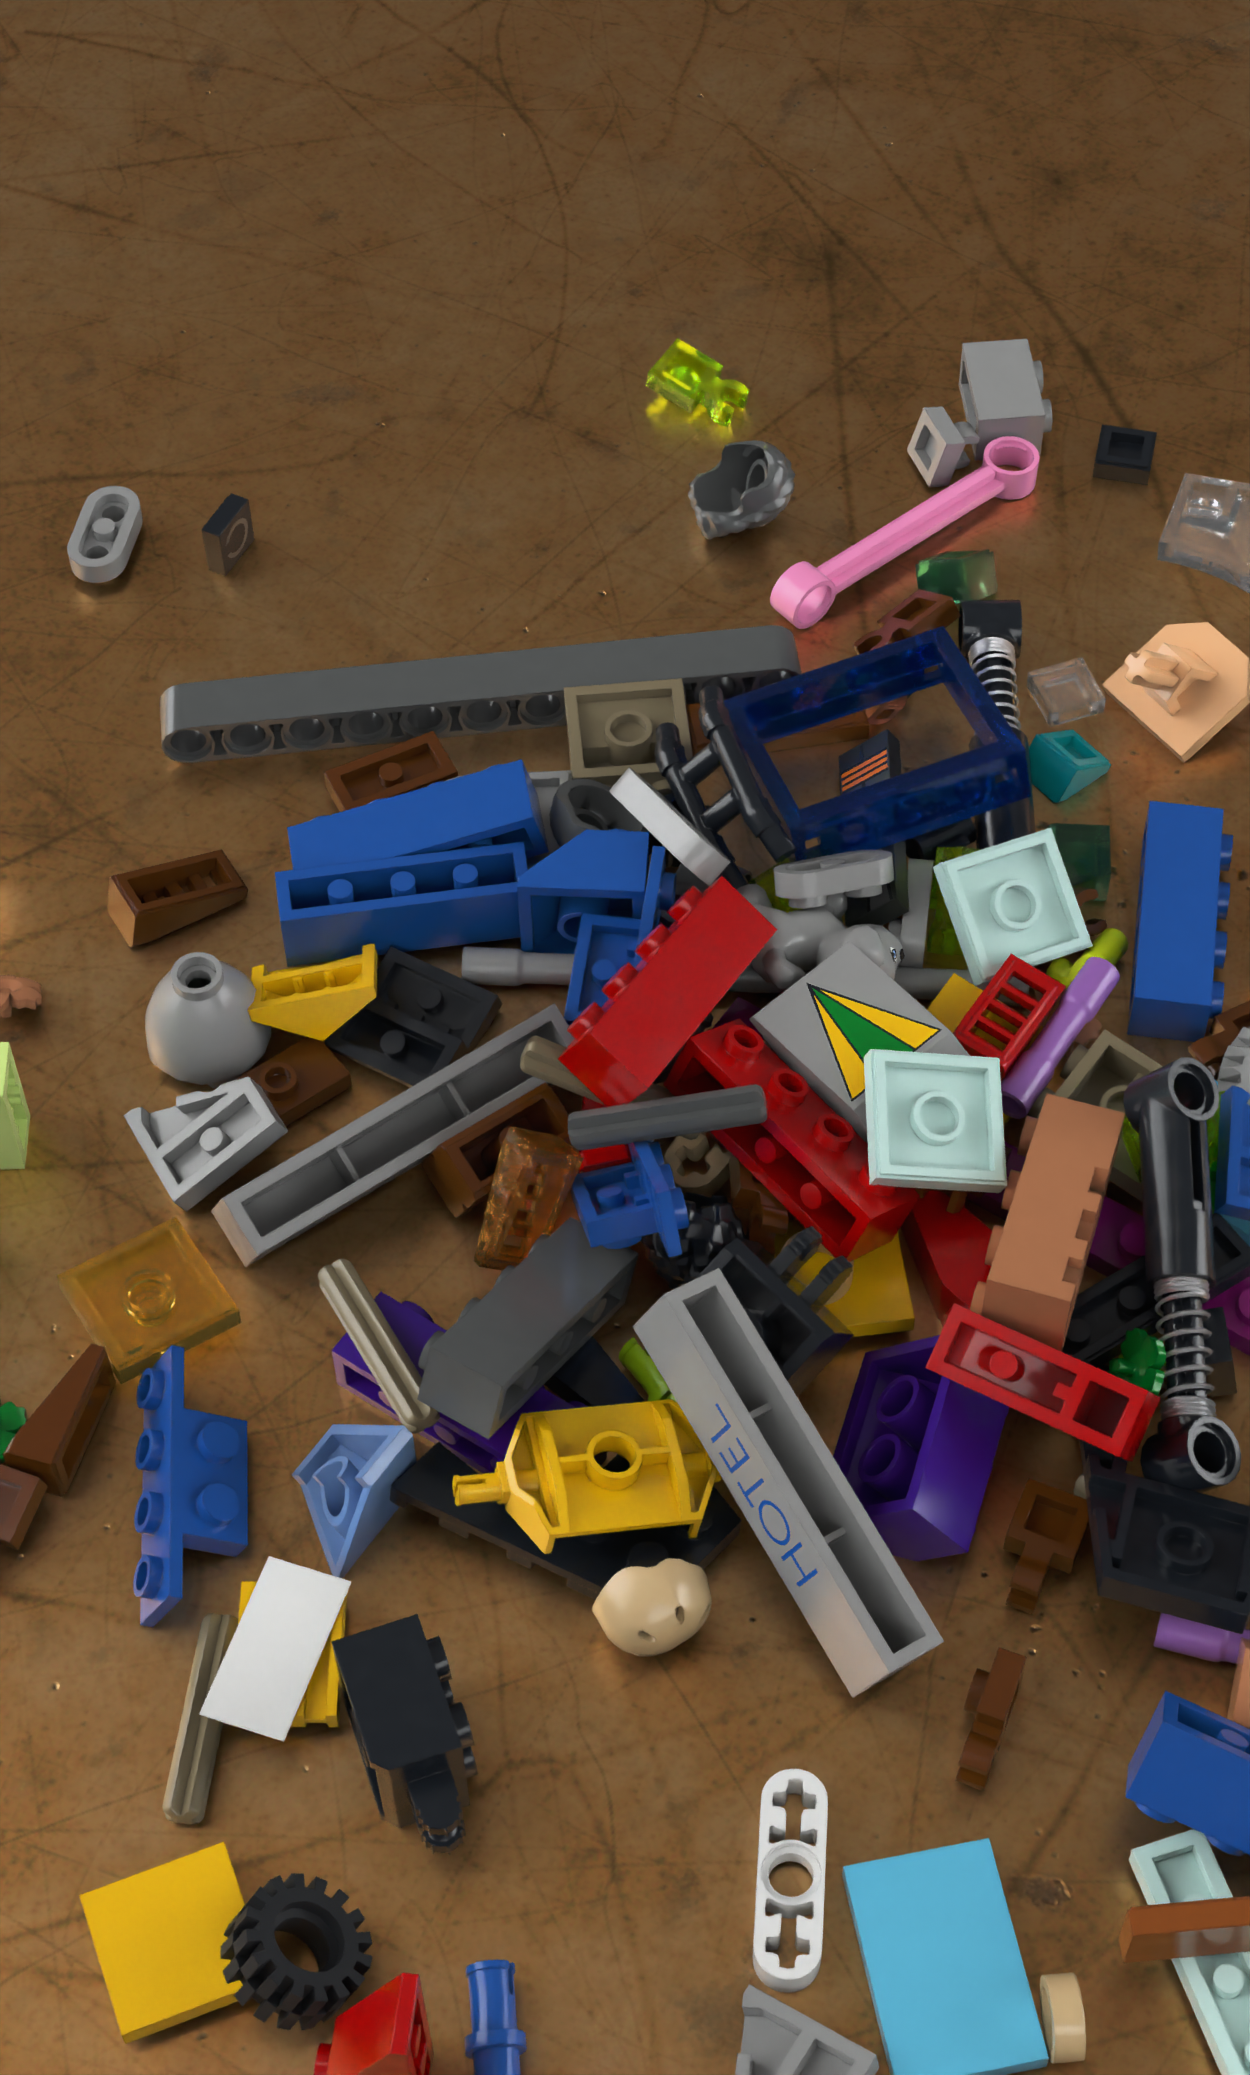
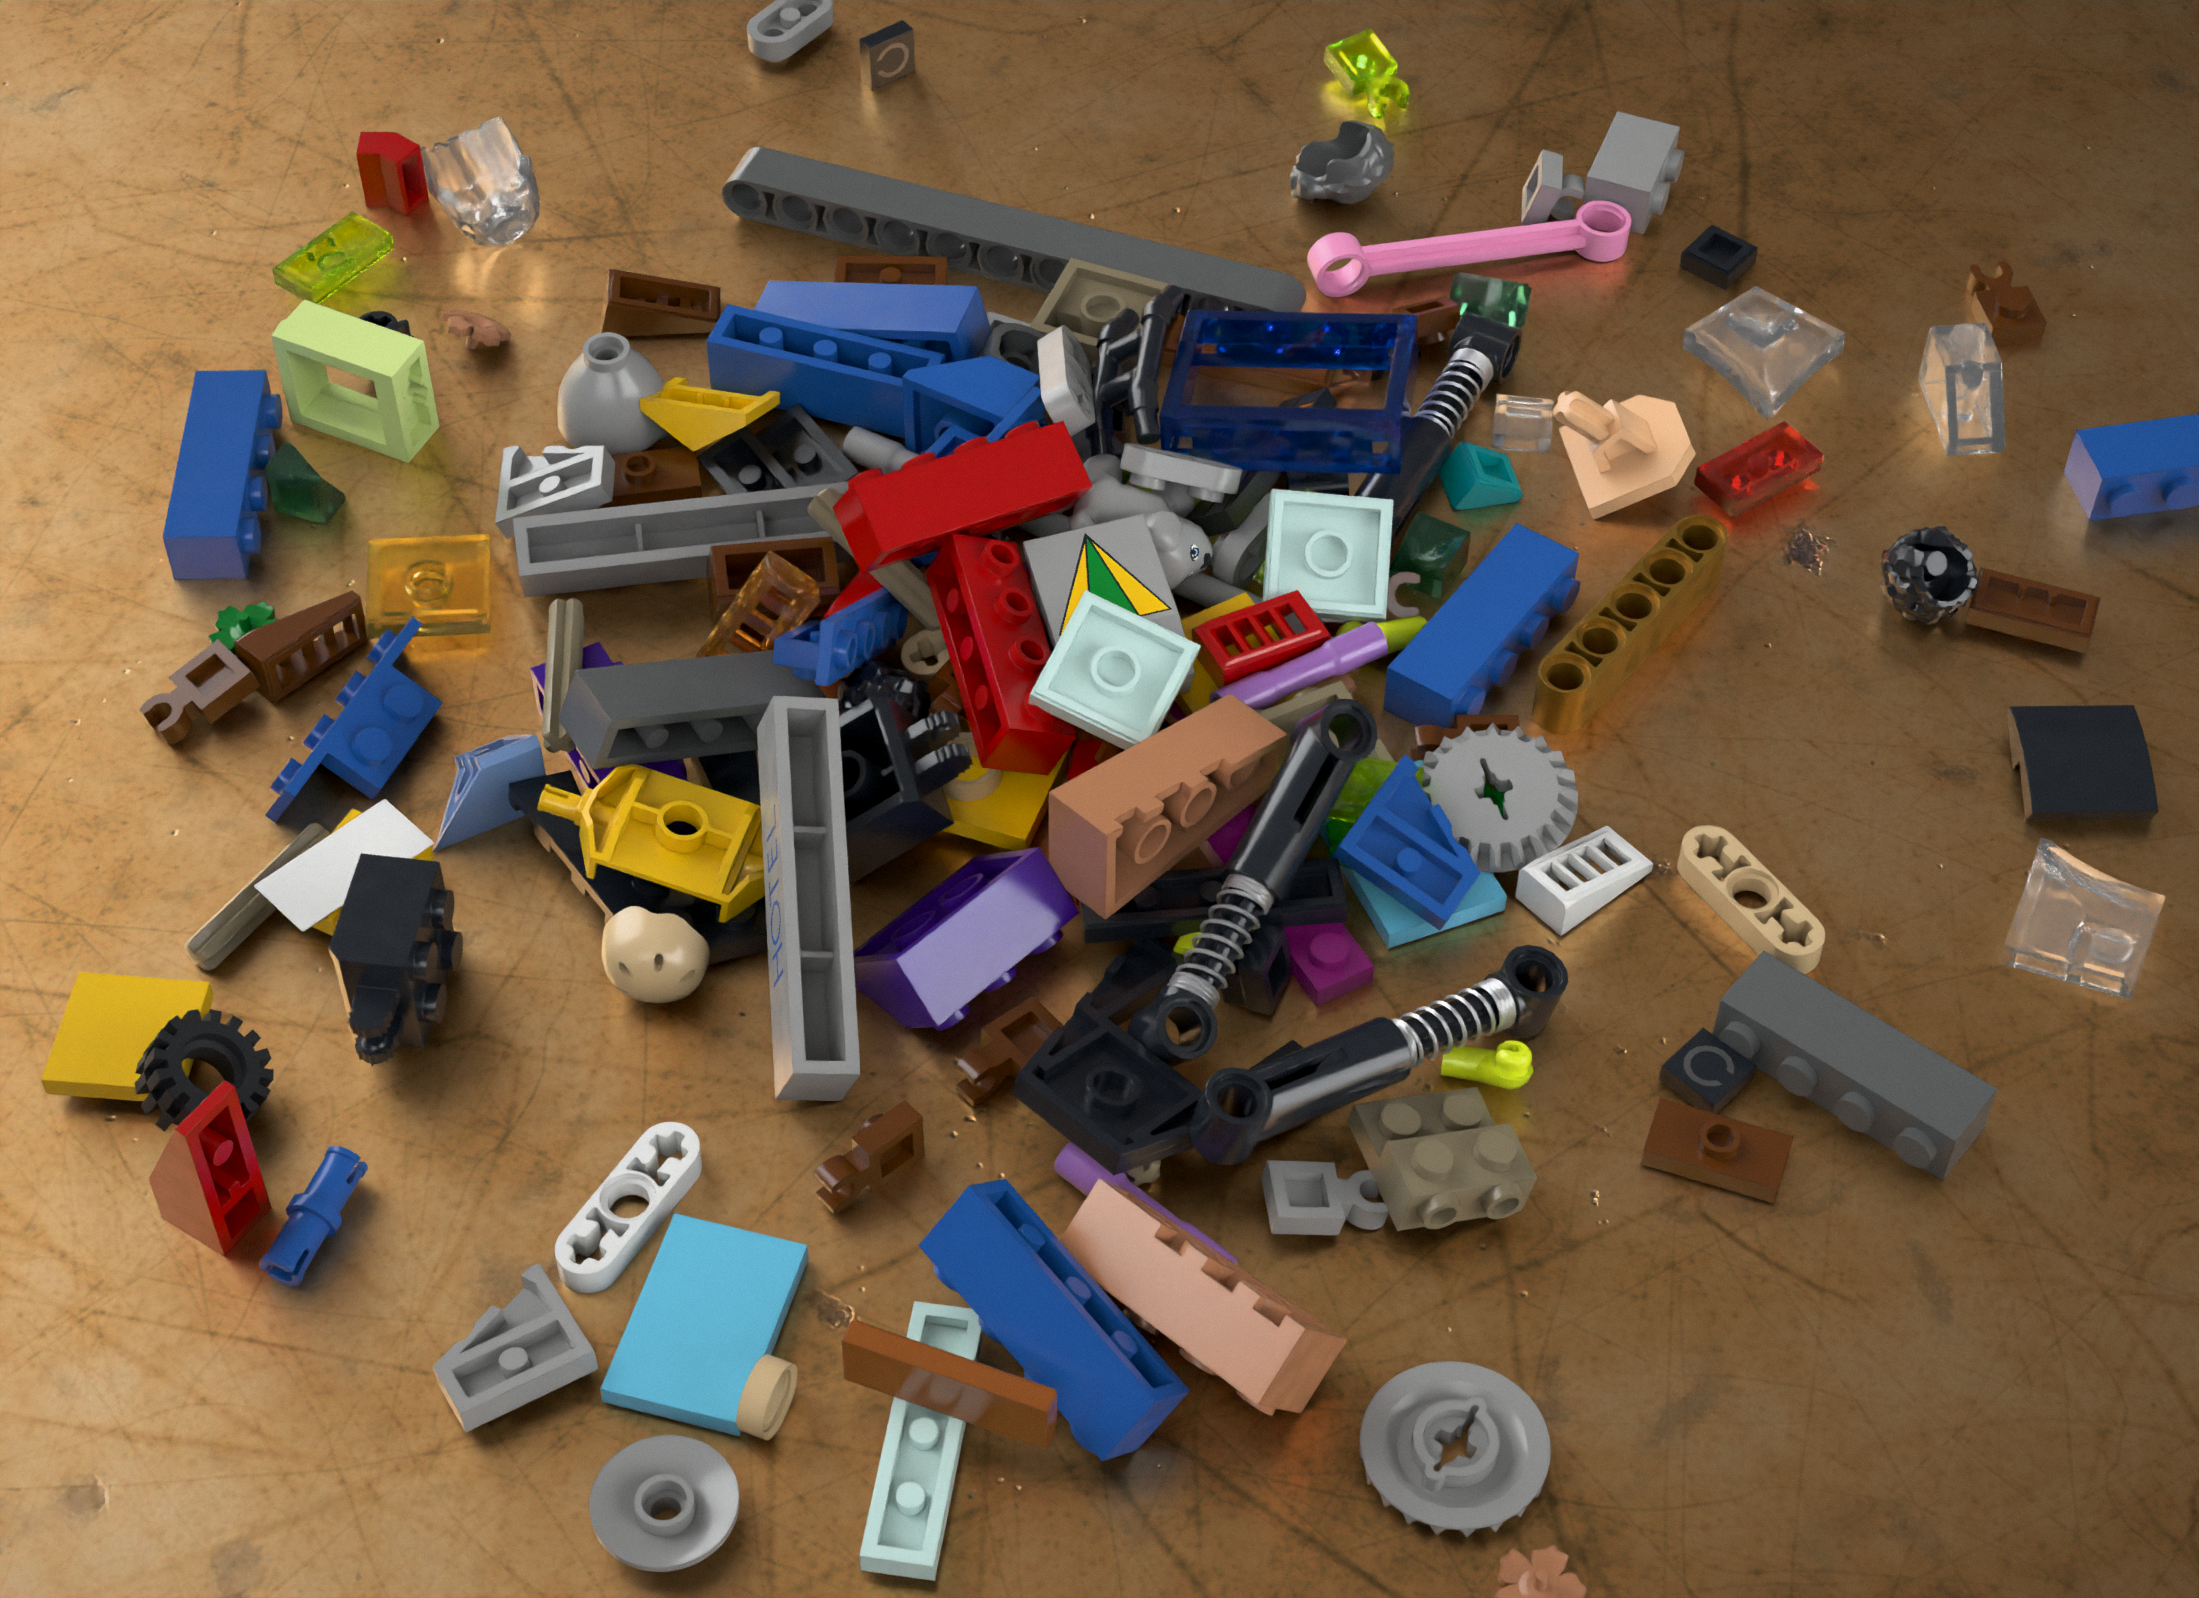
camera: 25 degrees right, 5 degrees down
(667, 1117) = (895, 586): dark grey axle -> none
(1043, 1382) = (1072, 913): red slope -> none
(1142, 1361) = (1171, 946): green plant -> none

